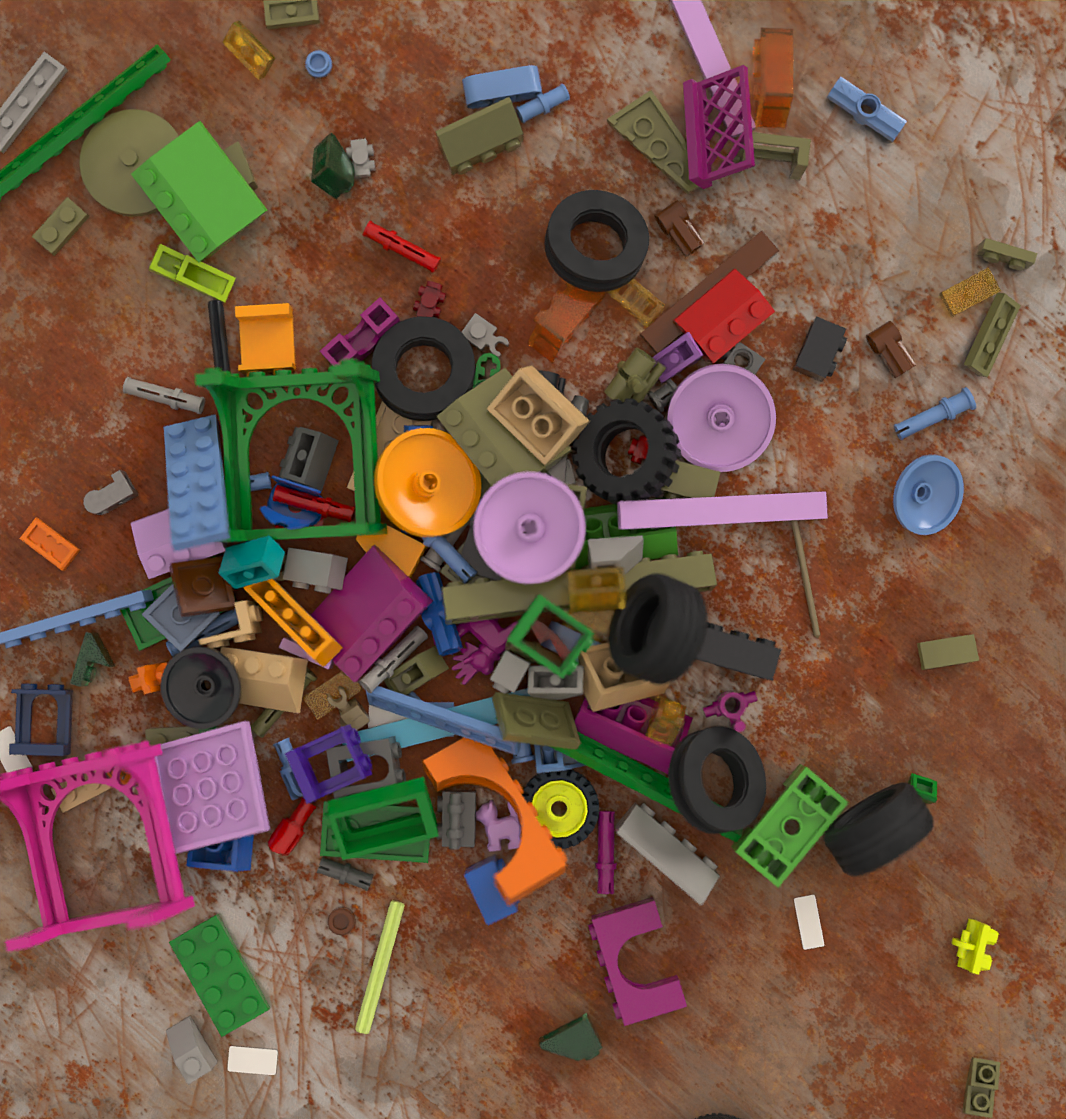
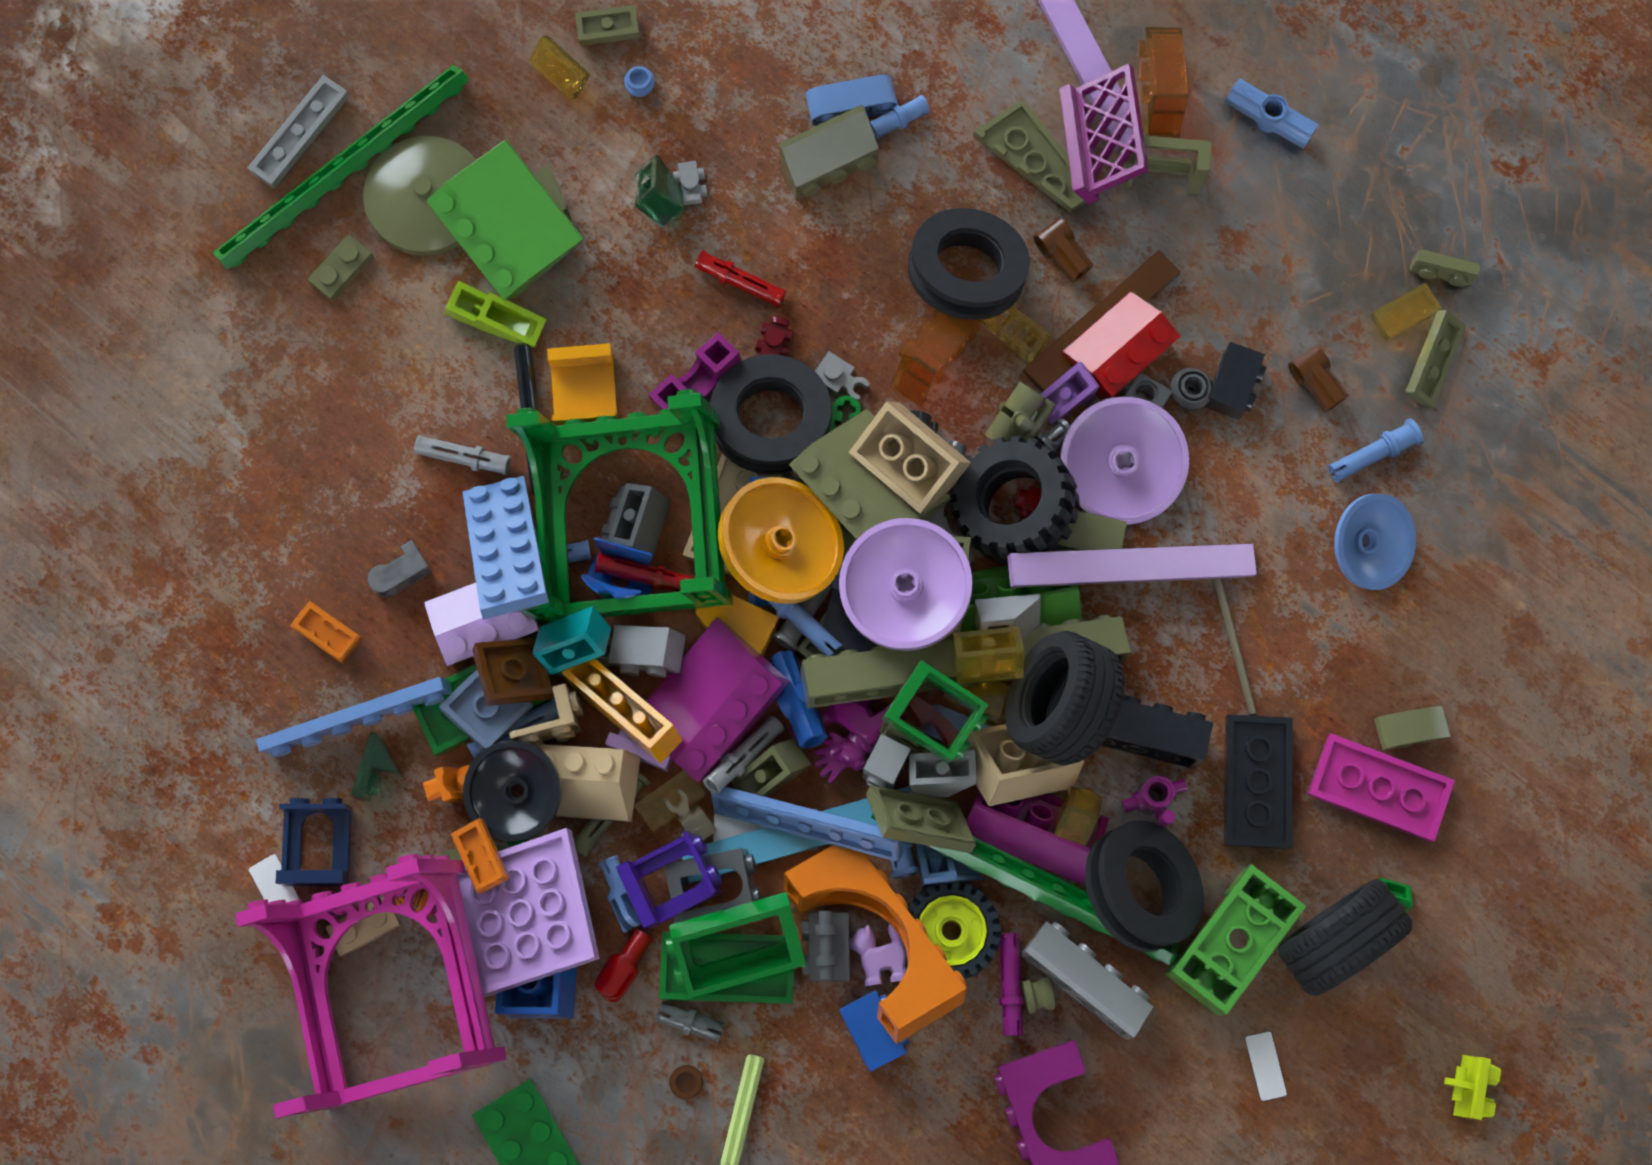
camera: 10 degrees left, 10 degrees down
(174, 741) = (480, 856): none -> orange plate
(627, 861) = (1038, 995): none -> olive wheel
(781, 356) = (1191, 388): none -> dark grey cone
(817, 692) = (1258, 782): none -> black plate
(918, 700) = (1381, 788): none -> dark pink plate

